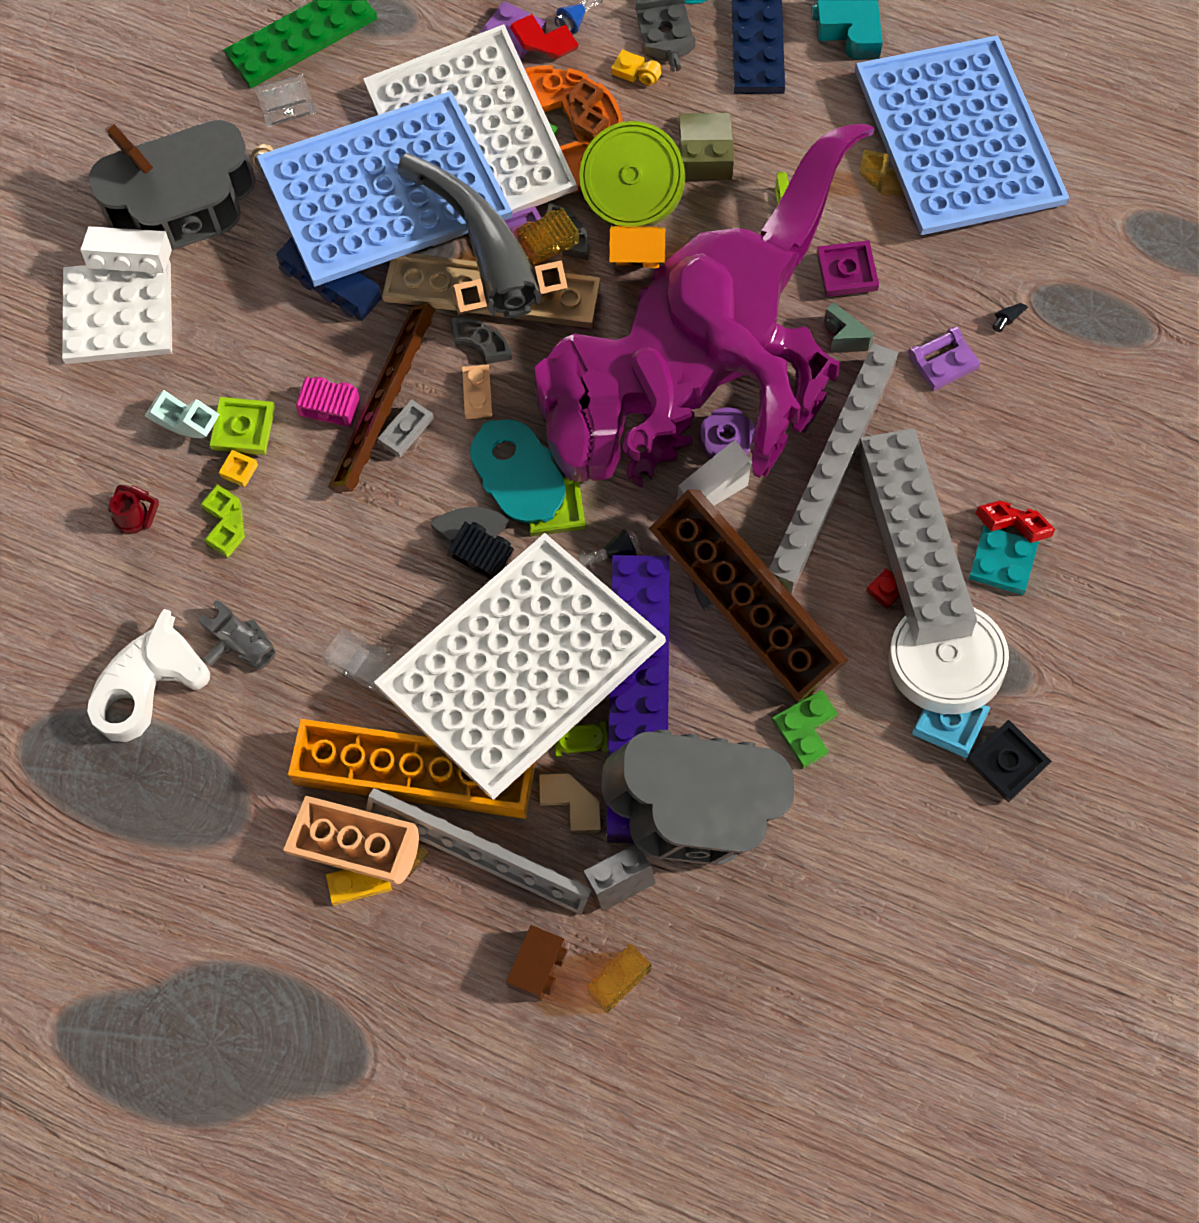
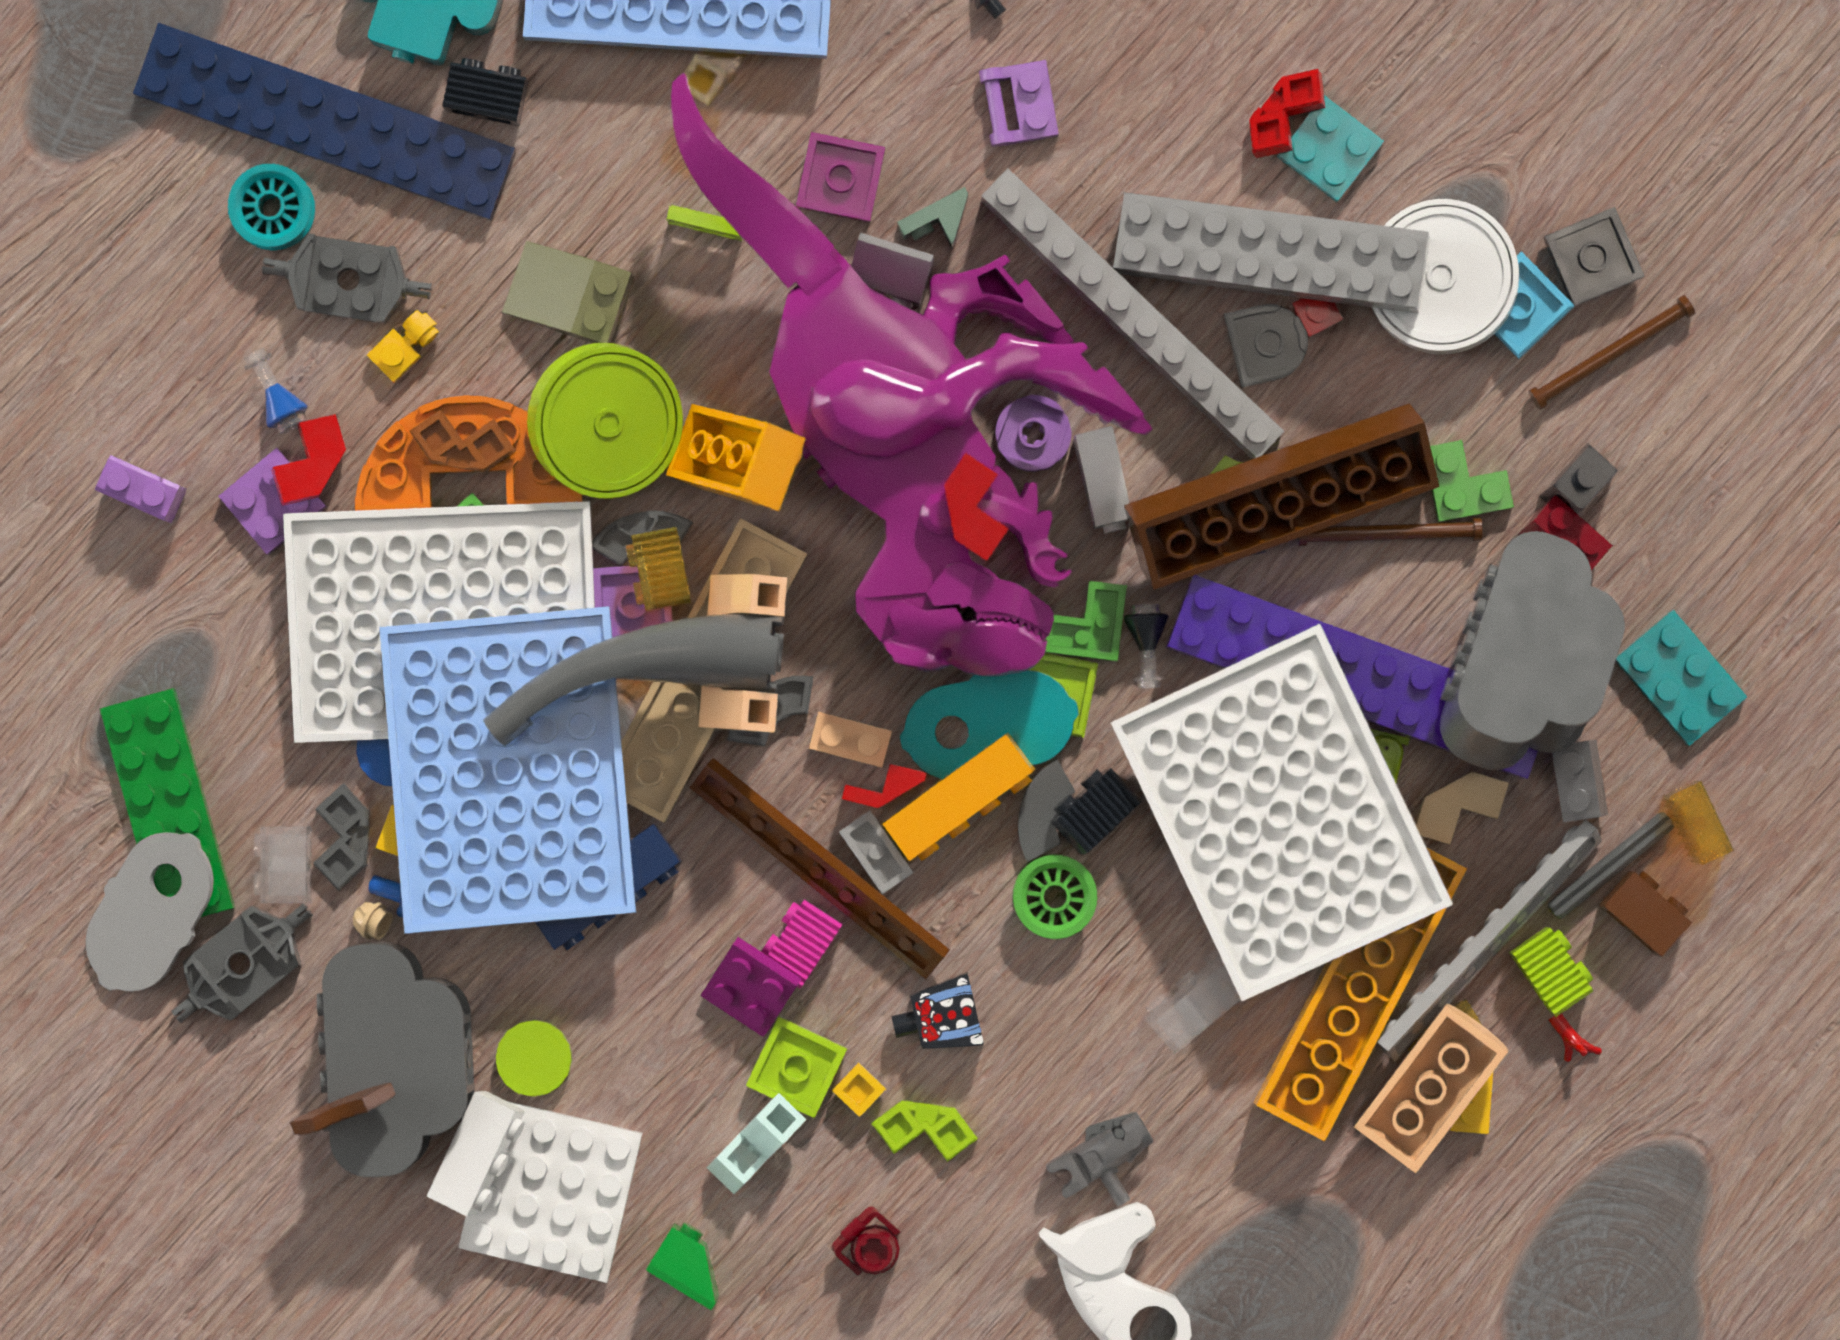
camera: 65 degrees left, 20 degrees up
(82, 396) = (686, 1265): none -> green slope
(202, 274) = (533, 1058): none -> lime tile
(223, 38) = (136, 927): none -> light grey piece
(230, 105) = (272, 956): none -> dark grey plate
(288, 377) = (750, 987): none -> magenta plate
(298, 130) = (352, 823): none -> dark grey tile
(306, 503) = (942, 1015): none -> torso
(395, 551) = (1088, 901): none -> bright green wheel
(423, 941) = (1571, 1038): none -> red bar
(453, 423) = (897, 782): none -> red slope
(460, 463) = (958, 797): none -> light orange brick
(469, 907) = (1552, 971): none -> lime brick
(564, 927) = (1611, 865): none -> dark grey axle
(608, 517) = (1100, 629): none -> bright green plate
(666, 363) = (963, 493): none -> red tile
(724, 931) = (1680, 678): none -> teal plate
(776, 743) = (1396, 531): none -> reddish brown bar
(797, 819) = (1561, 521): none -> dark red brick
(800, 303) = (893, 269): none -> slope
(811, 60) = (485, 92): none -> black brick
(842, 802) = (1581, 479): none -> torso
(850, 562) = (1265, 343): none -> dark grey tile
(945, 798) = (1608, 354): none -> reddish brown bar

